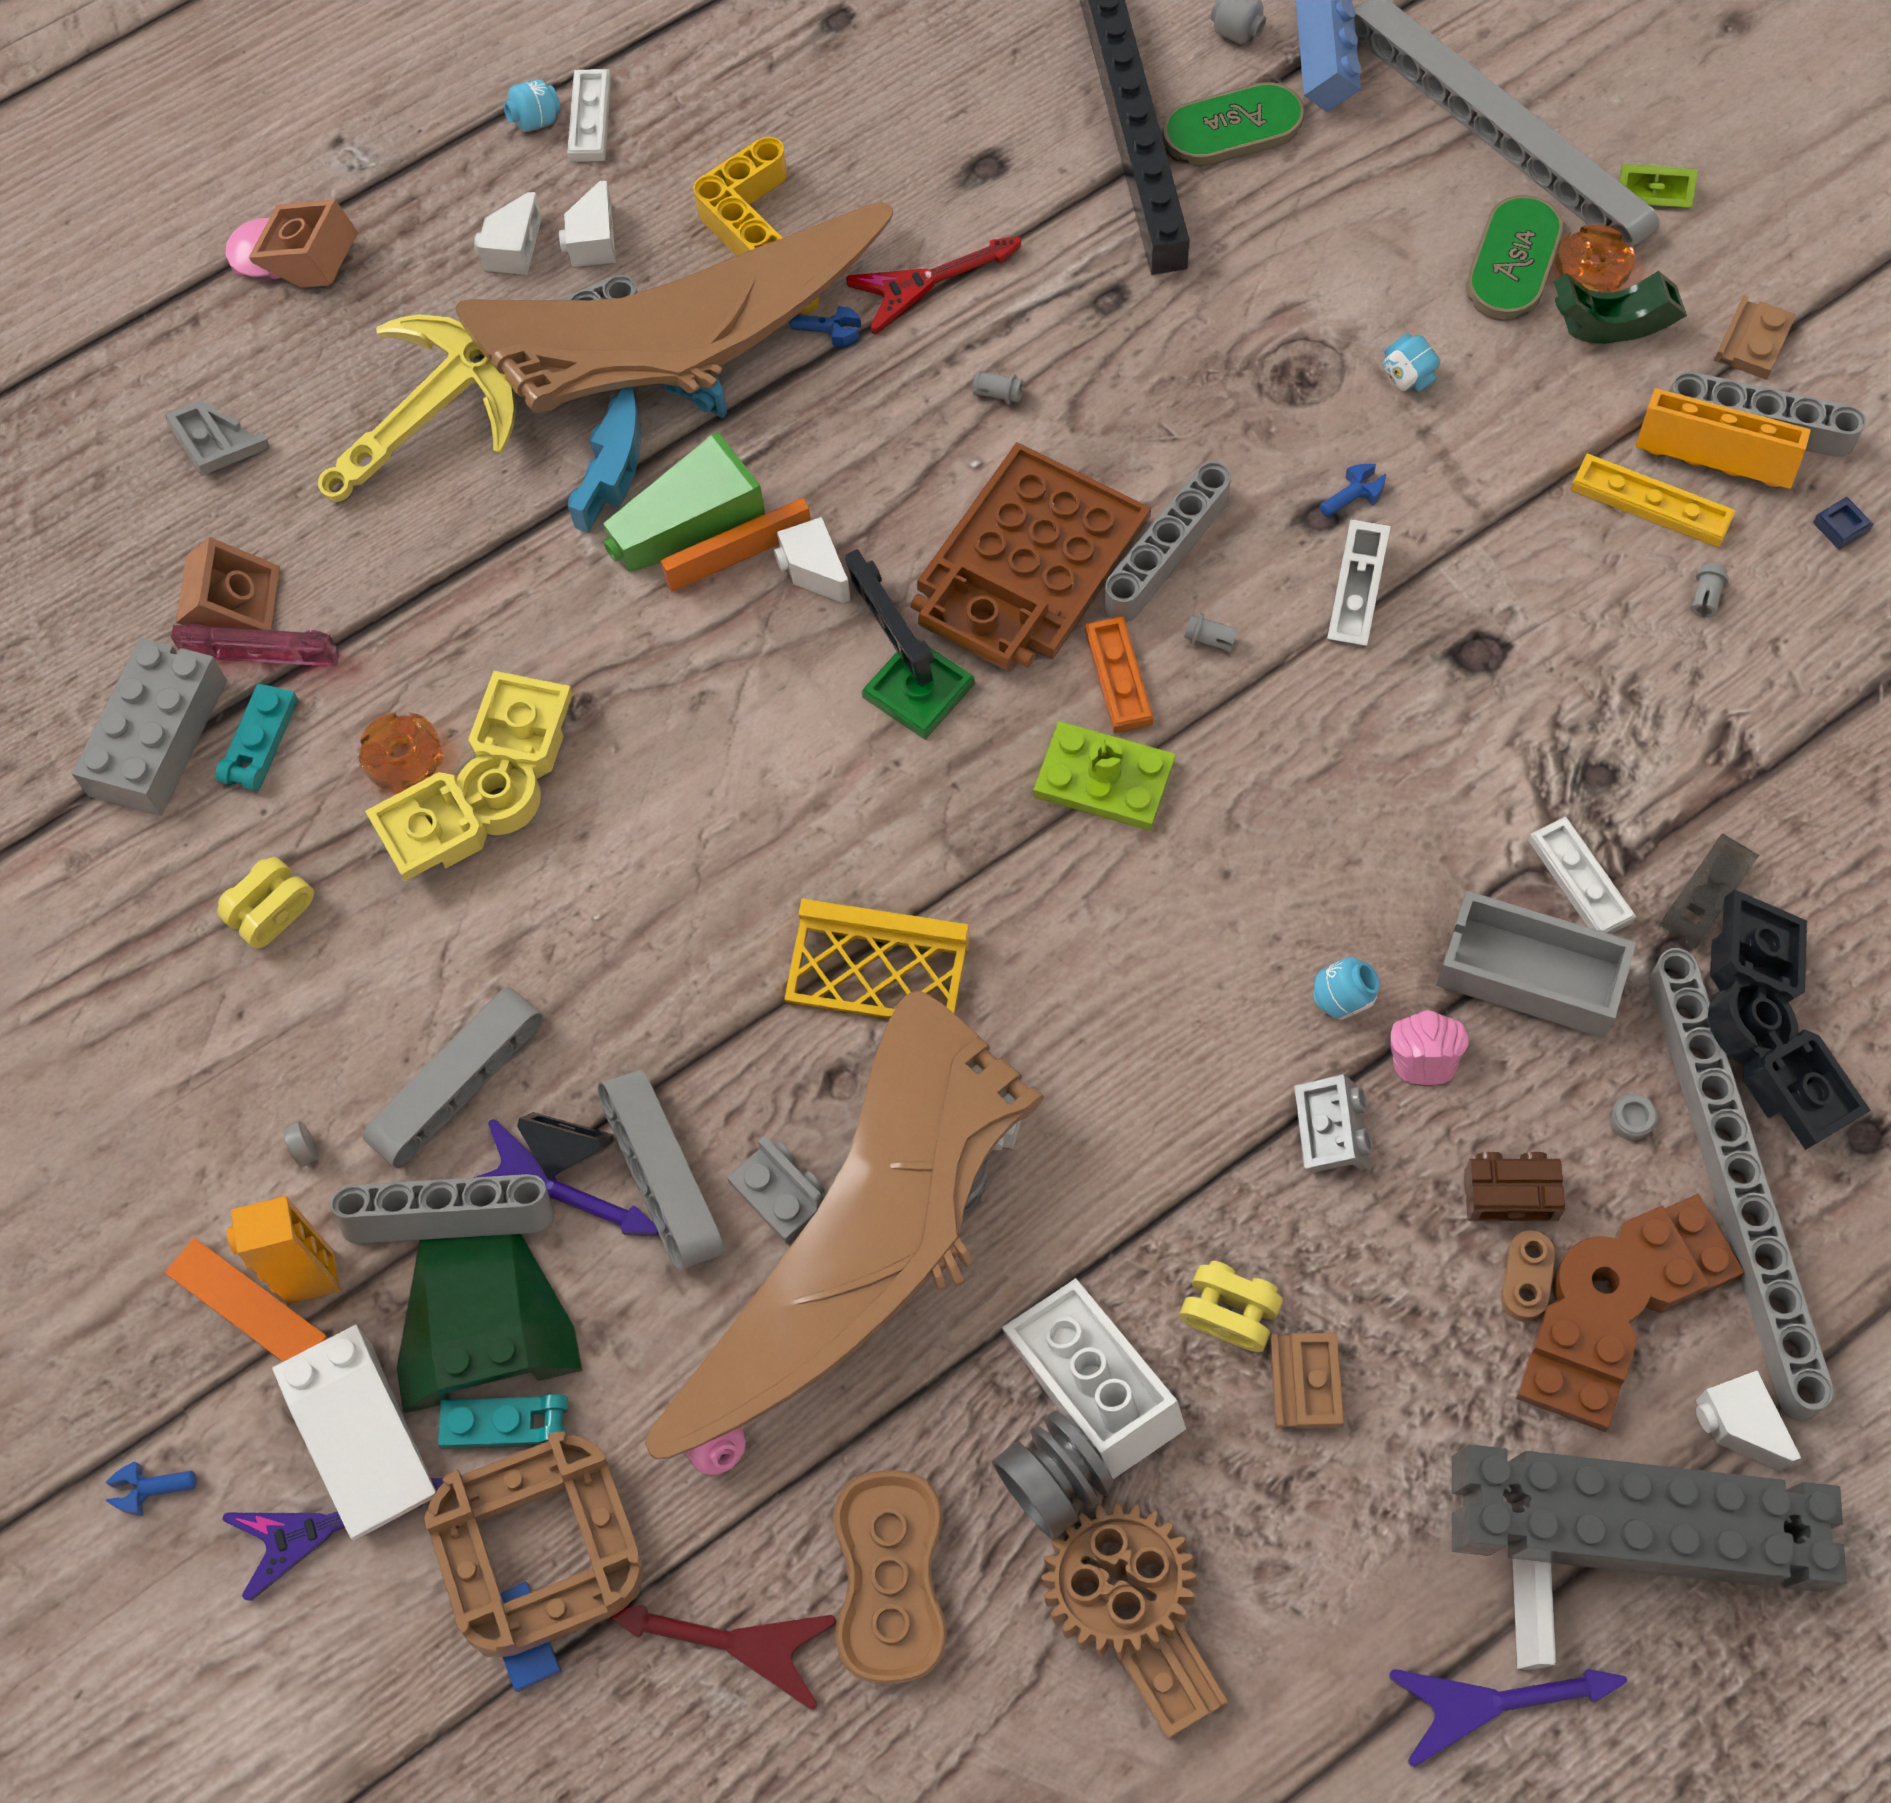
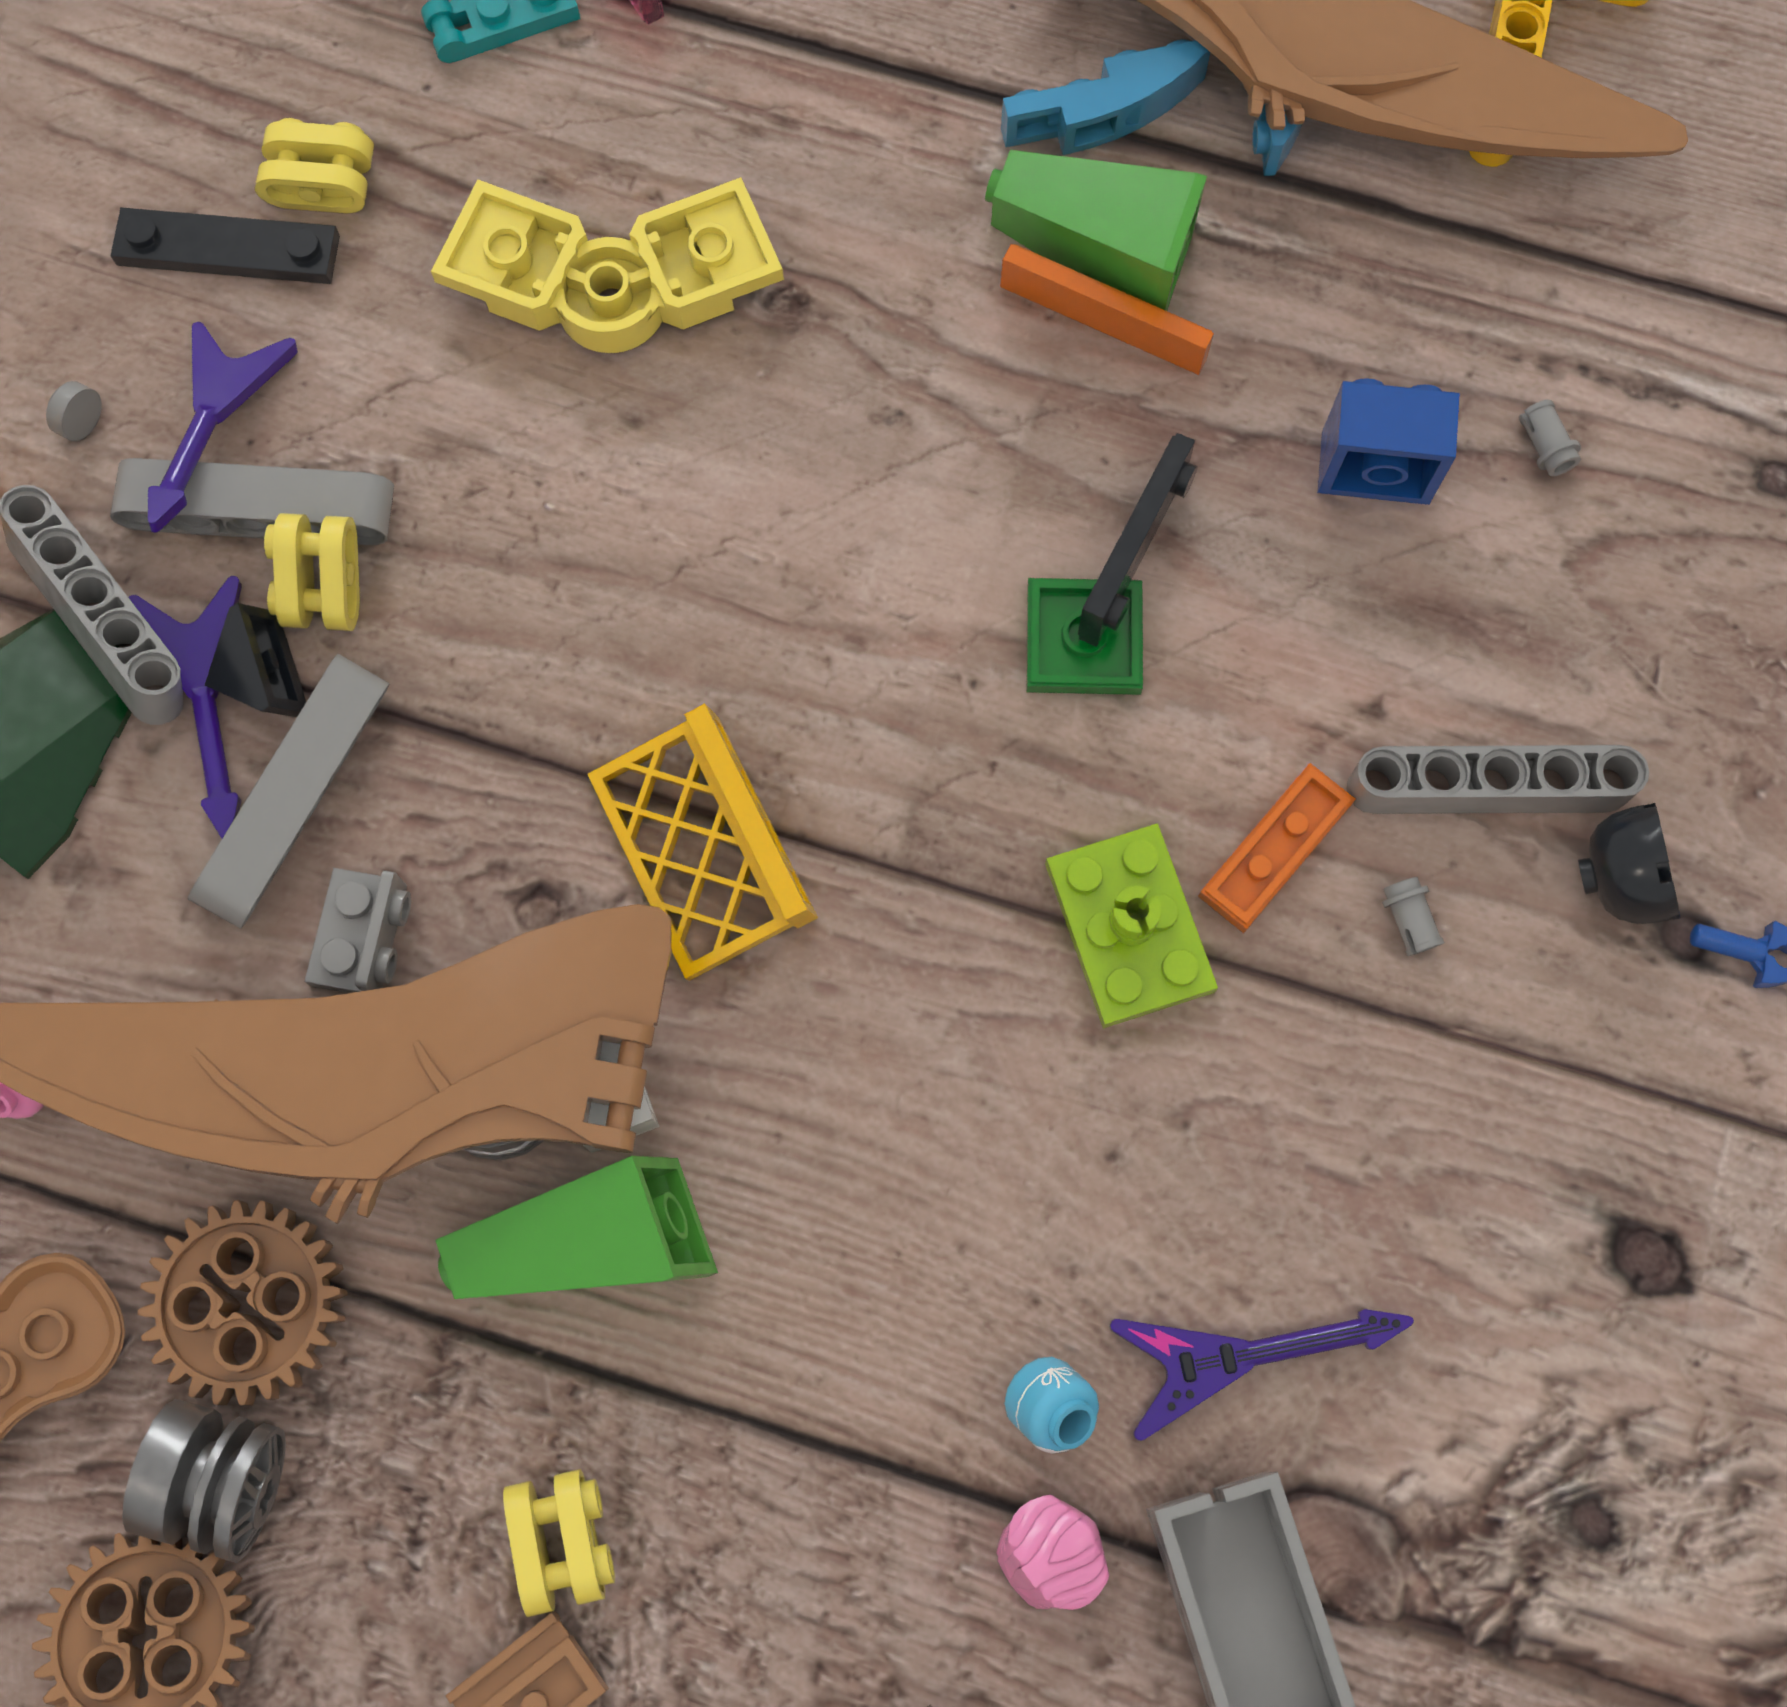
camera: 50 degrees right, 10 degrees up
(266, 990) = (225, 245): none -> black plate
(366, 1048) = (218, 390): none -> dark purple piece
(405, 771) = (593, 189): clear orange plate -> none
(509, 1063) = (293, 592): none -> light yellow brick
(812, 560) = (1151, 401): white slope -> none
(833, 325) = (1473, 217): blue bar -> none
(905, 287) = (1603, 240): red piece -> none
(939, 458) = (1388, 441): none -> blue brick
(946, 1357) = (207, 1347): none -> medium nougat gear
(1026, 560) = (1342, 637): dark orange plate -> none
(1065, 1173) = (596, 1231): none -> bright green slope
(1096, 1377) = (365, 1442): white slope -> none
(1268, 509) = (1631, 867): none -> black cylinder
(1333, 1124) = (869, 1508): bracket -> none
(1358, 582) = (1622, 1044): white slope -> none
(1378, 902) = (1206, 1363): none -> dark purple piece
(1581, 877) = (1428, 1596): white tile -> none

